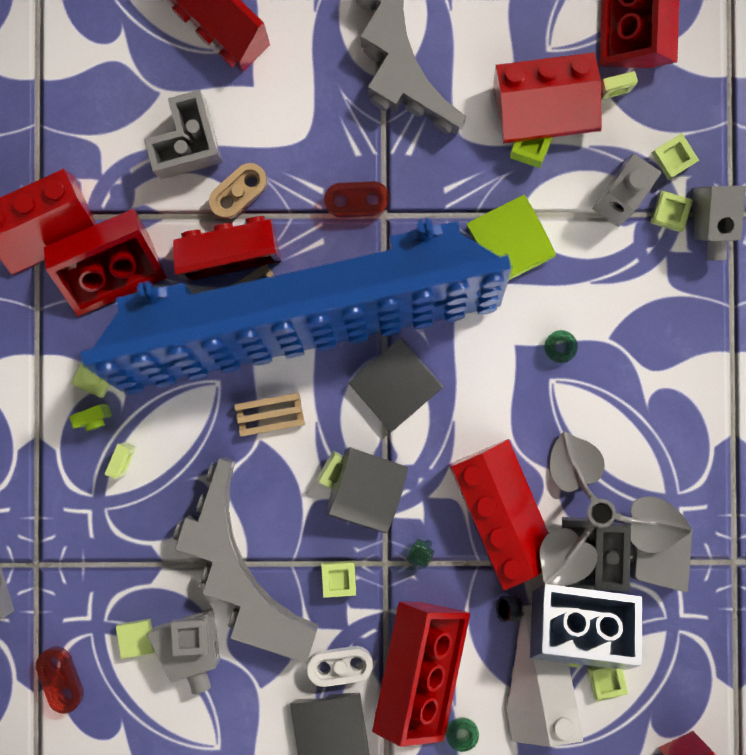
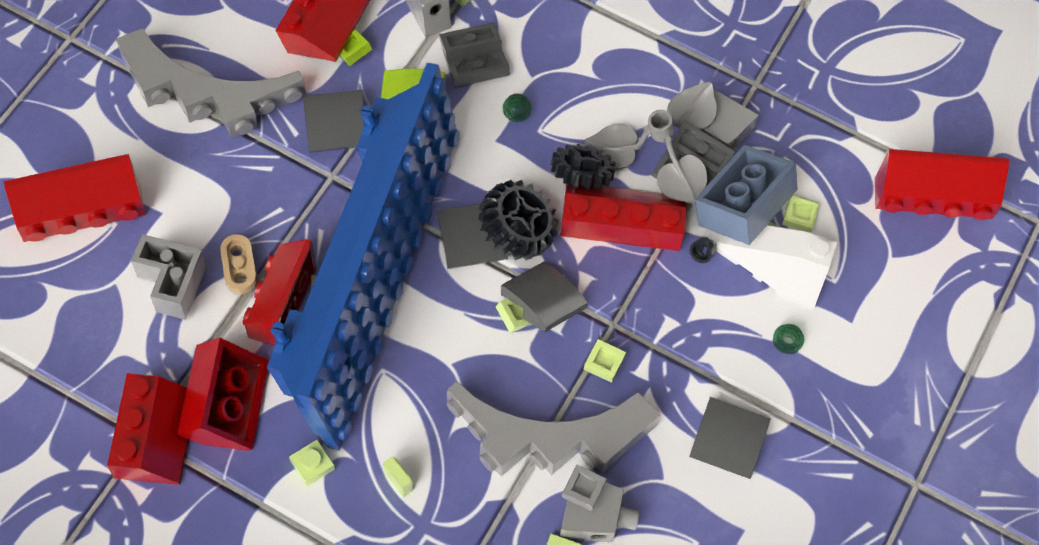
camera: 65 degrees left, 25 degrees down
(91, 418) = (346, 480): lime plate -> none
(241, 419) = (443, 319): tan tile -> none
(340, 667) = (678, 401): white plate -> none
(356, 196) = (304, 185): clear red plate -> none
(420, 554) = (620, 288): clear green plate -> none
(420, 673) = (717, 340): red slope -> none
(428, 441) = (514, 226): none -> black gear
(440, 182) = (333, 120): none -> dark grey slope
(527, 450) = (583, 166): none -> black gear
(598, 269) = (474, 54): none -> dark grey slope

